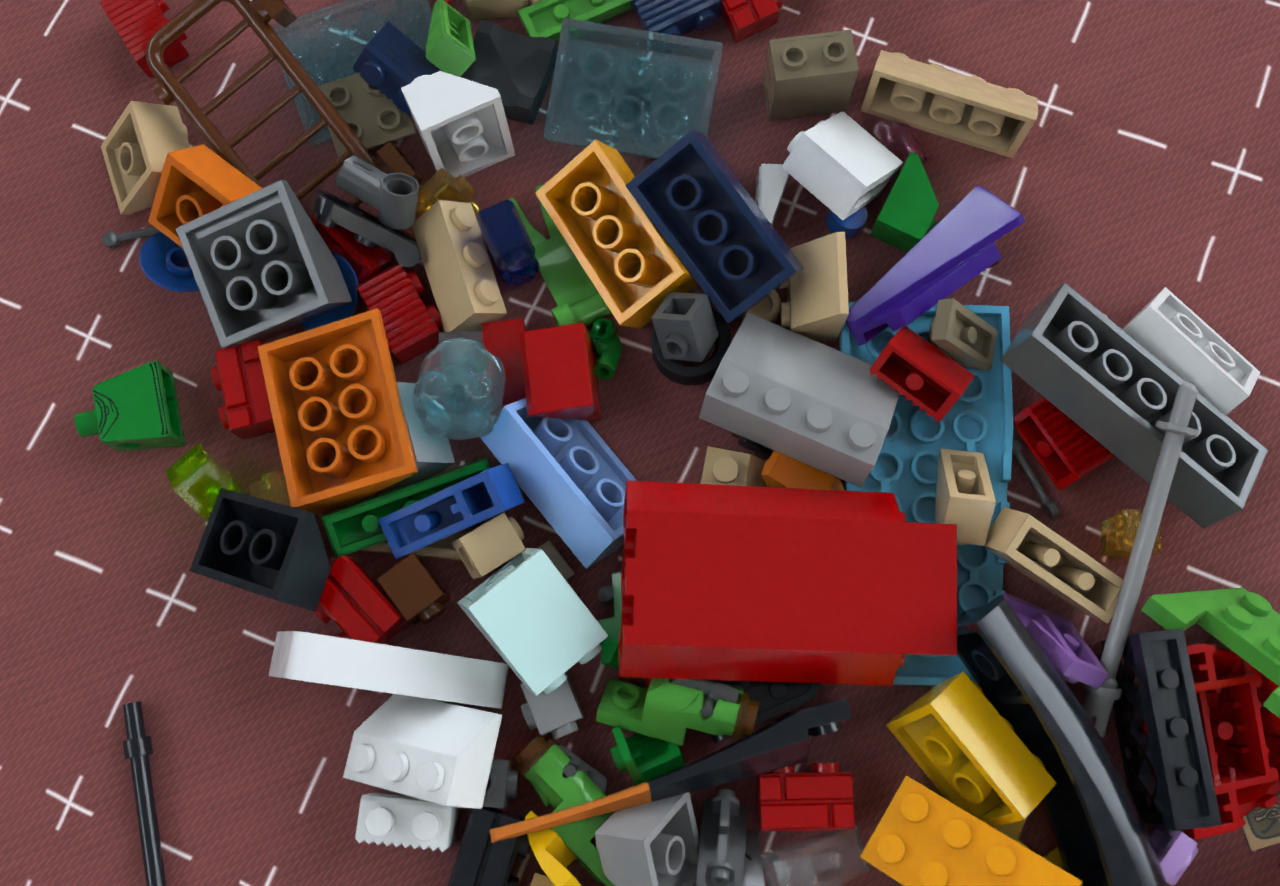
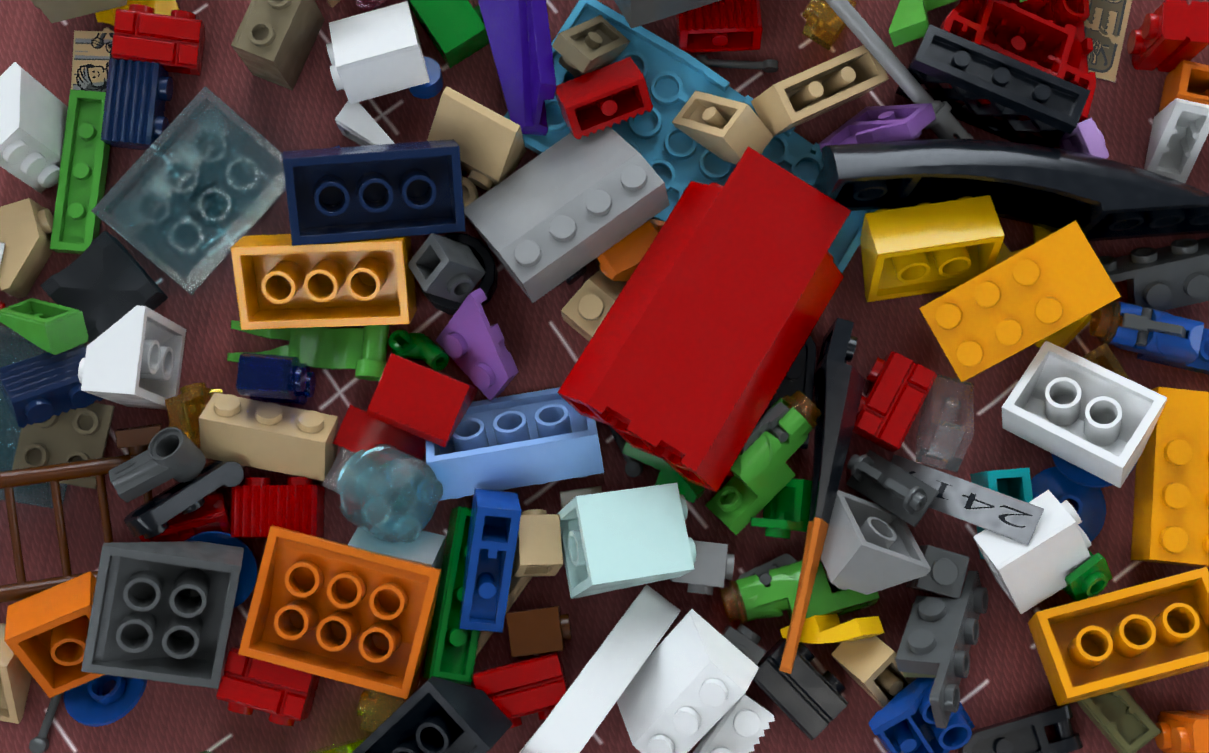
camera: 60 degrees left, 5 degrees up
(635, 397) = (478, 347): none -> medium lavender wing

